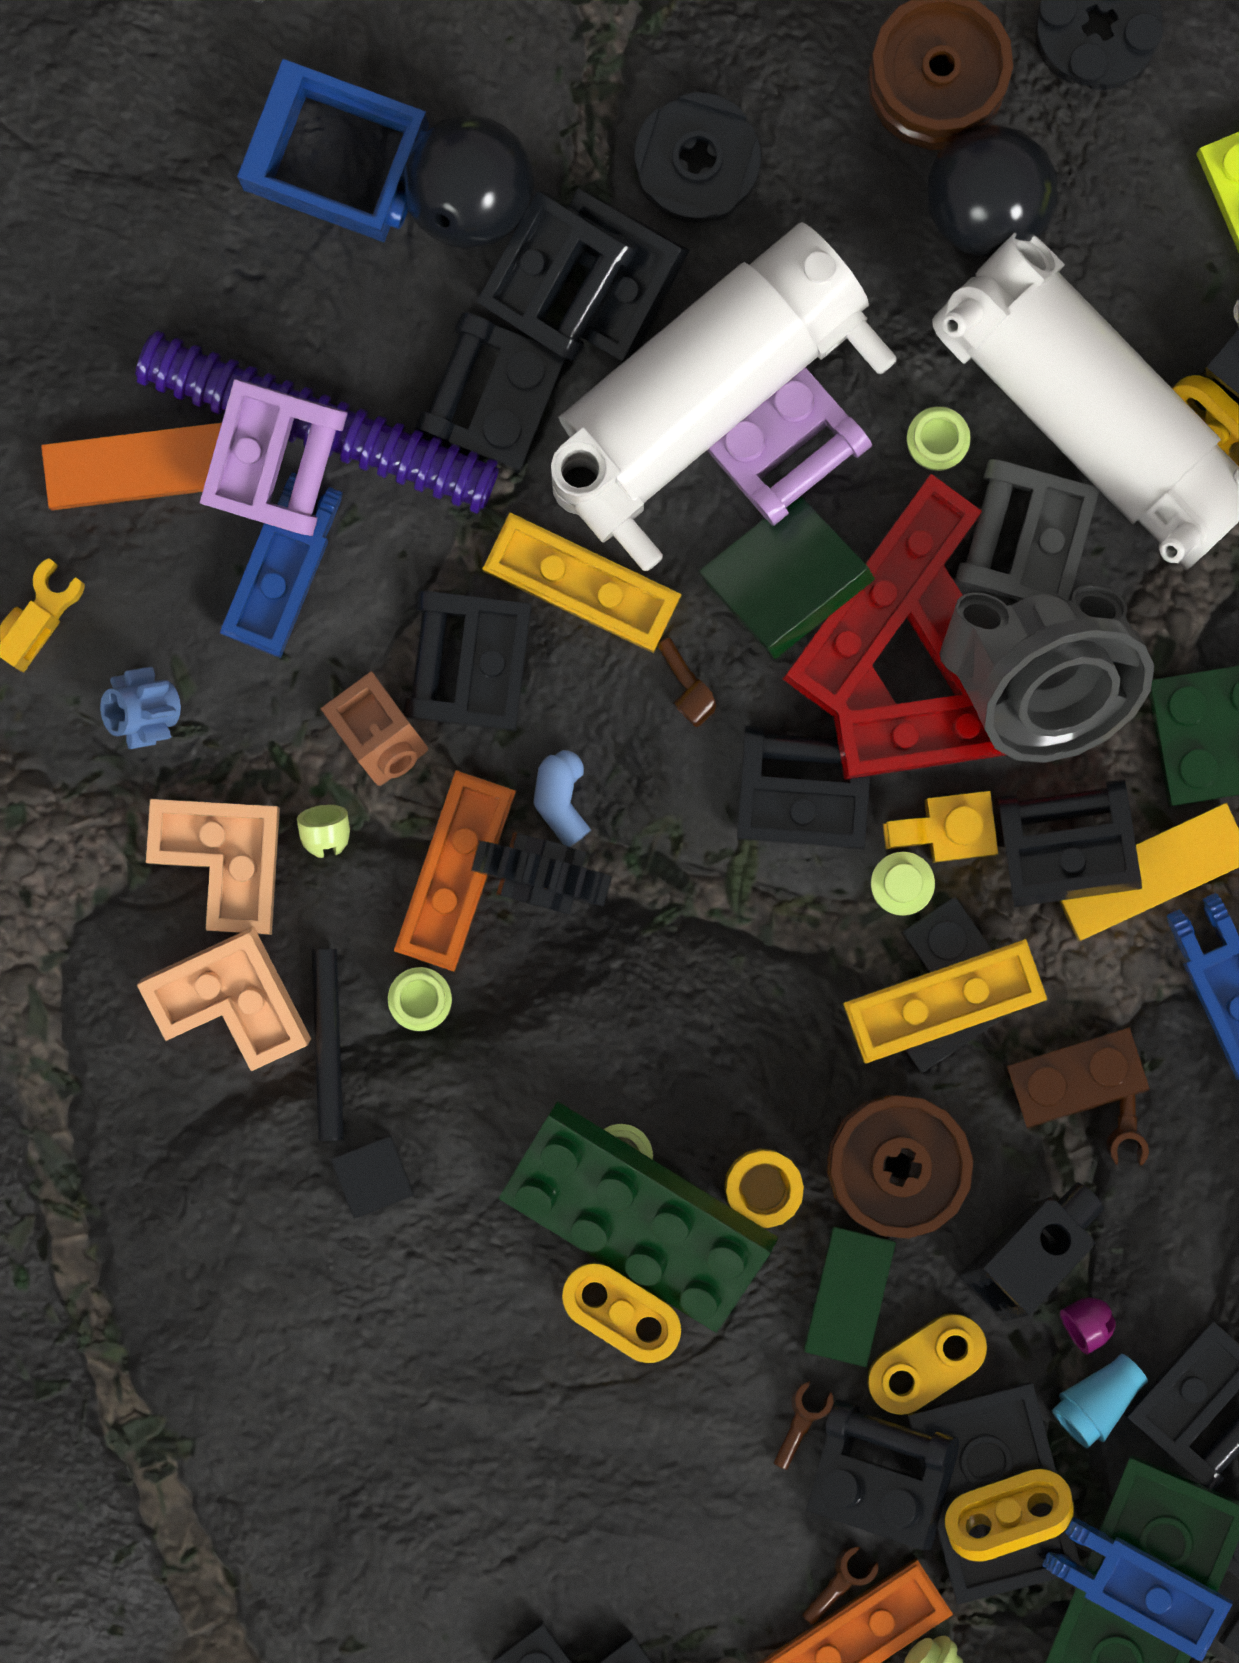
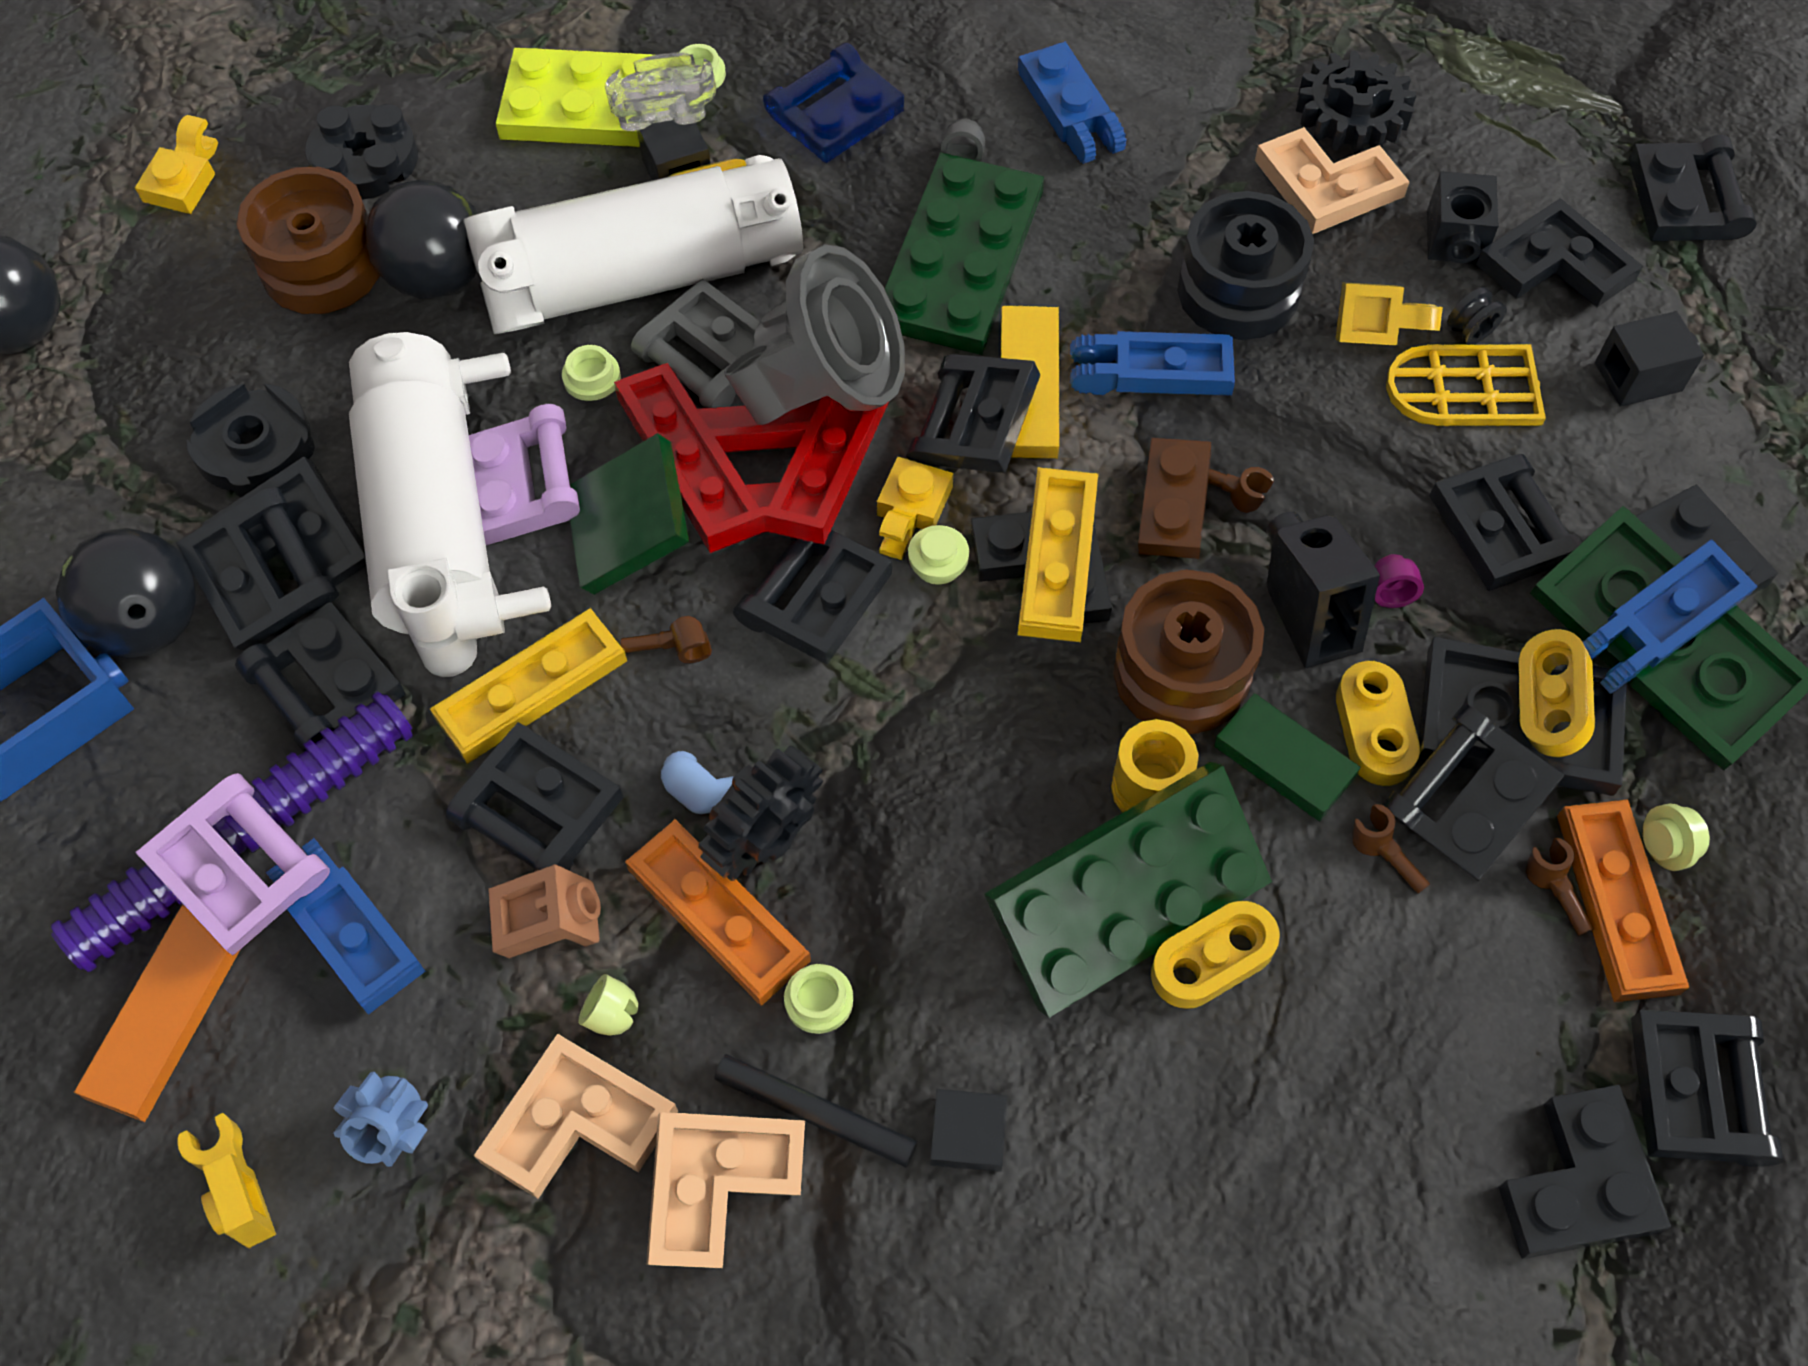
camera: 65 degrees left, 25 degrees down
(1098, 1402) = (1470, 600): medium azure cone -> none

